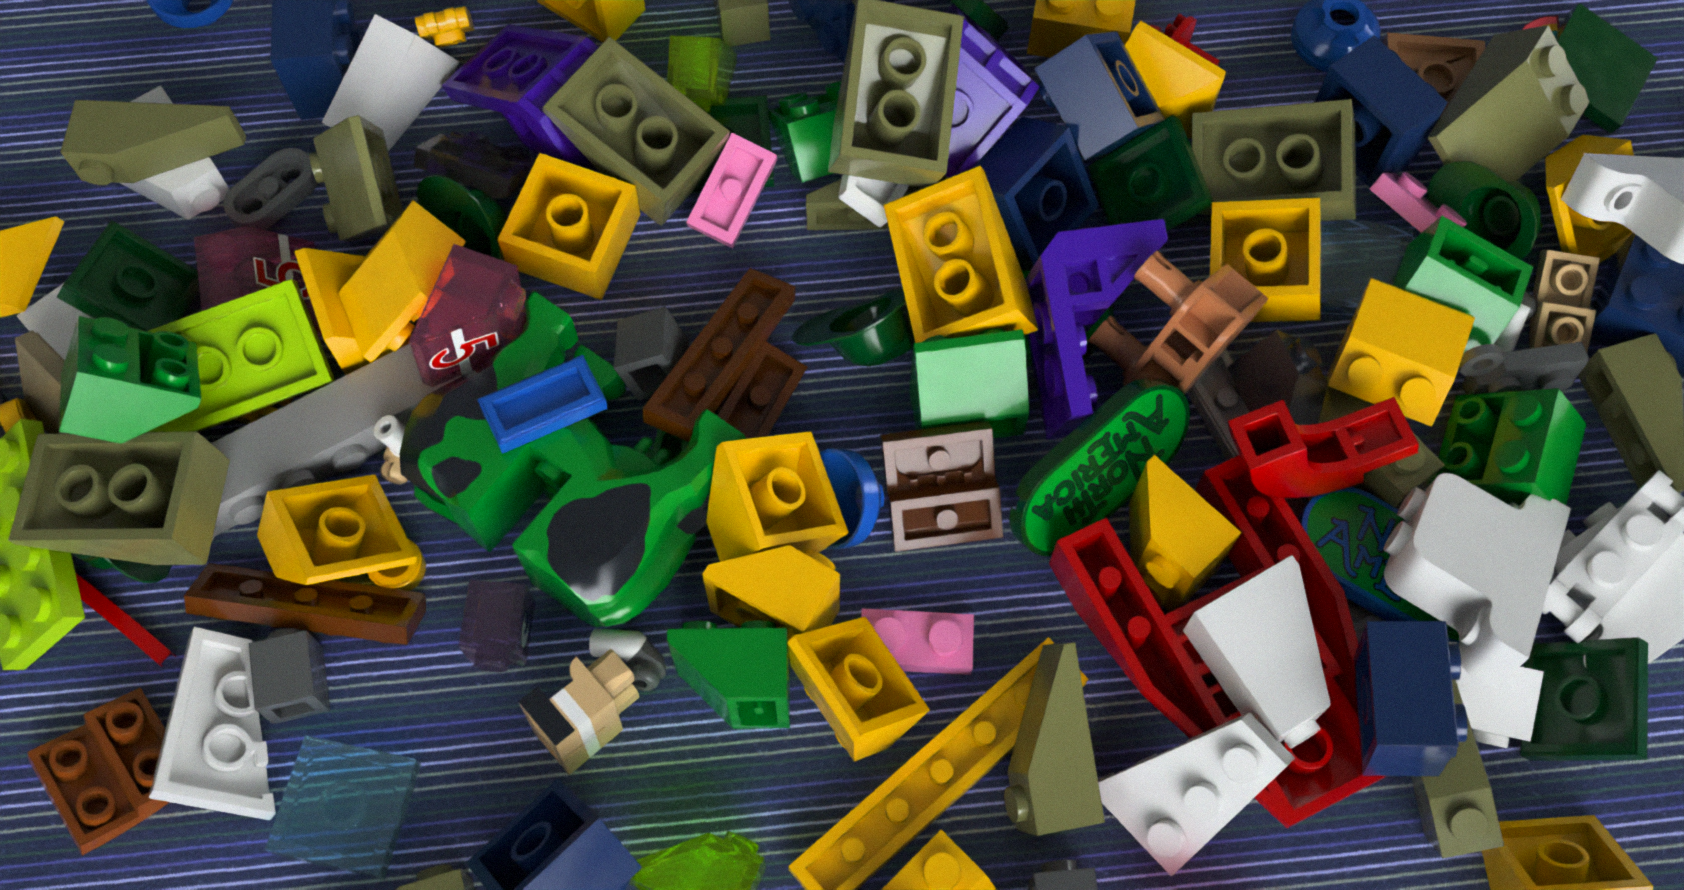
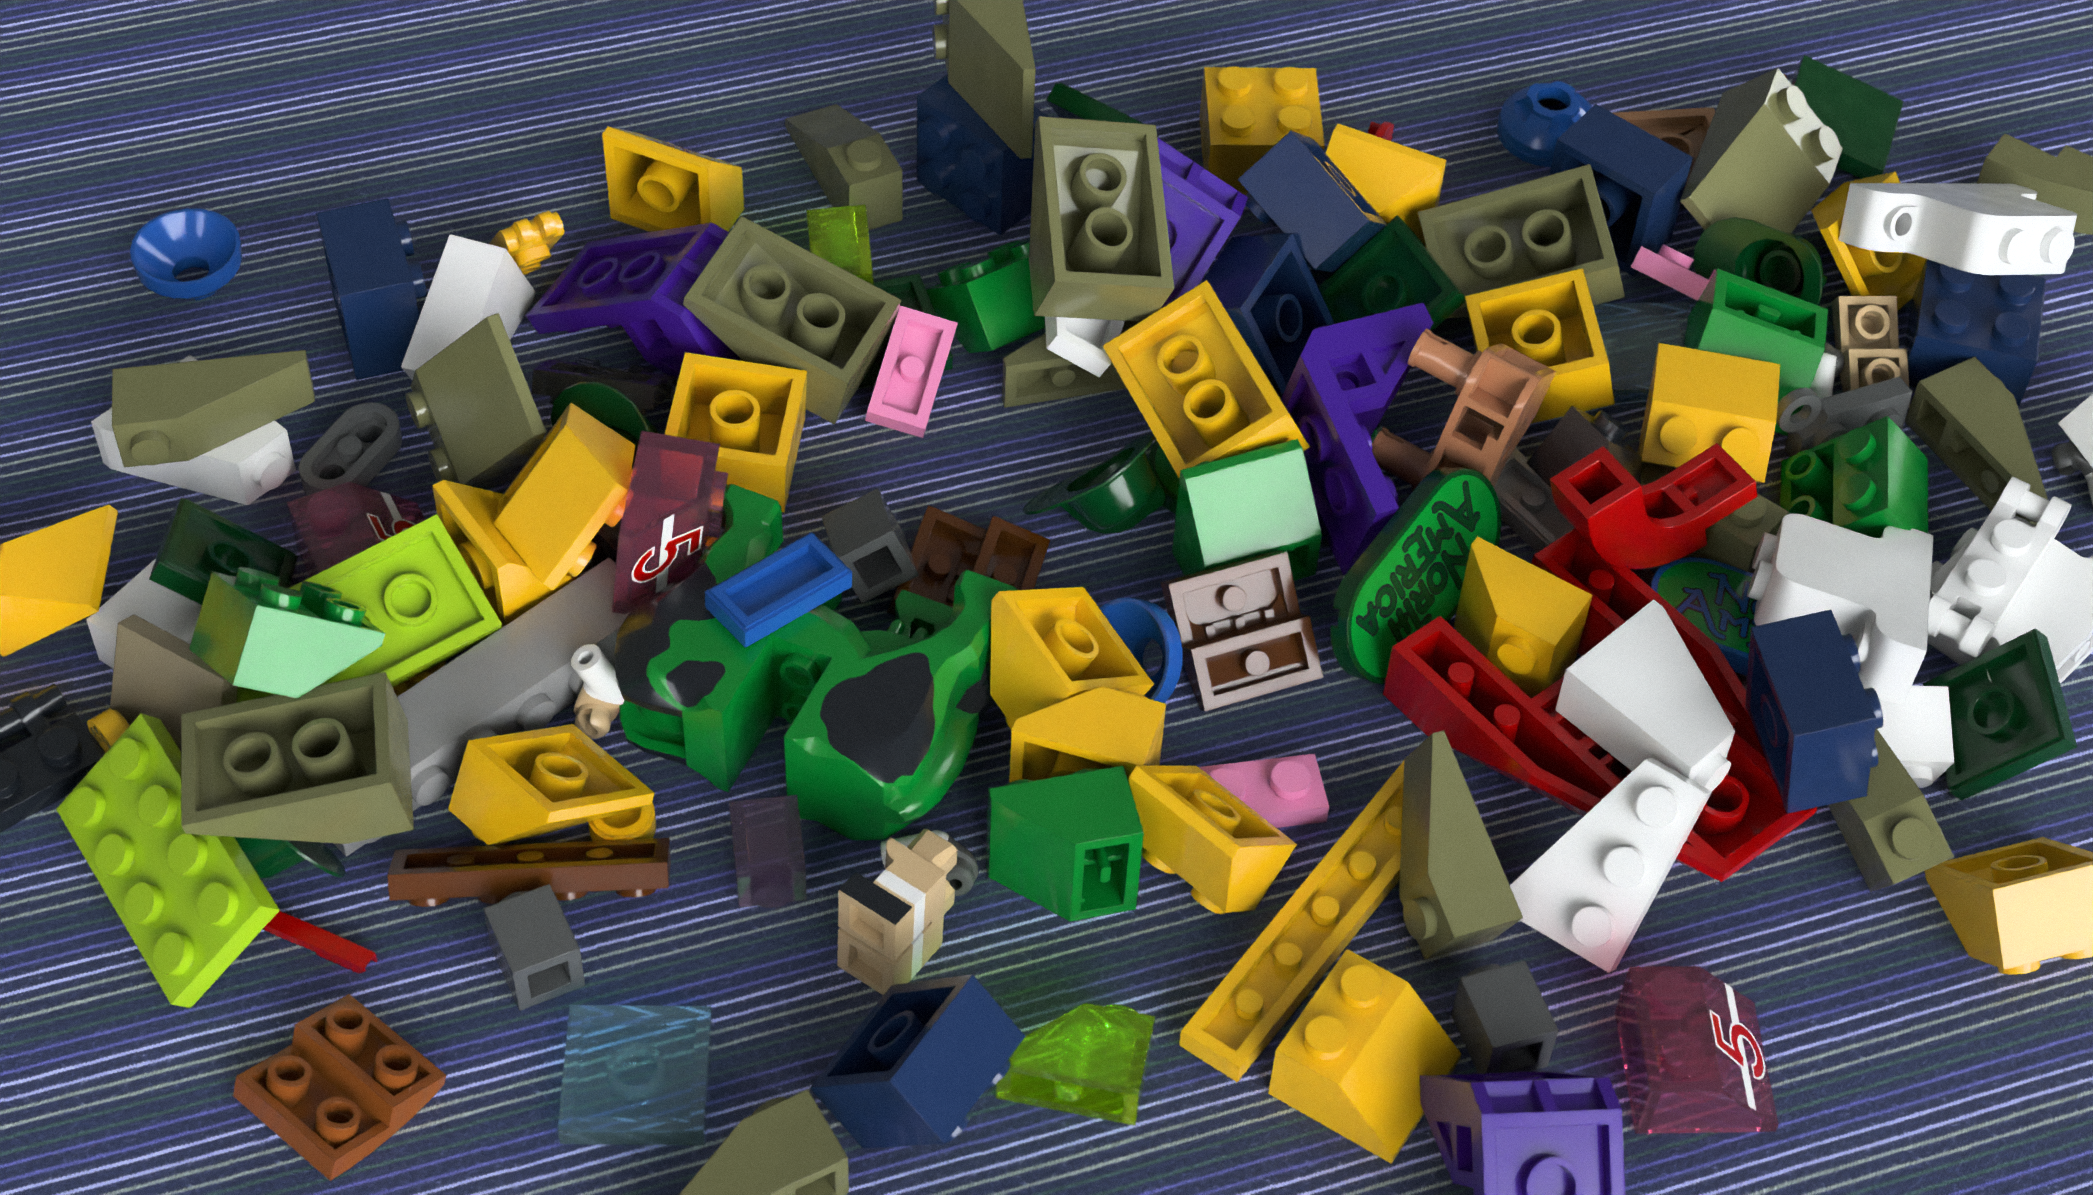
camera: 15 degrees left, 15 degrees down
(213, 732) = (456, 1018): white wing -> none
(719, 353) = (952, 530): reddish brown plate -> none

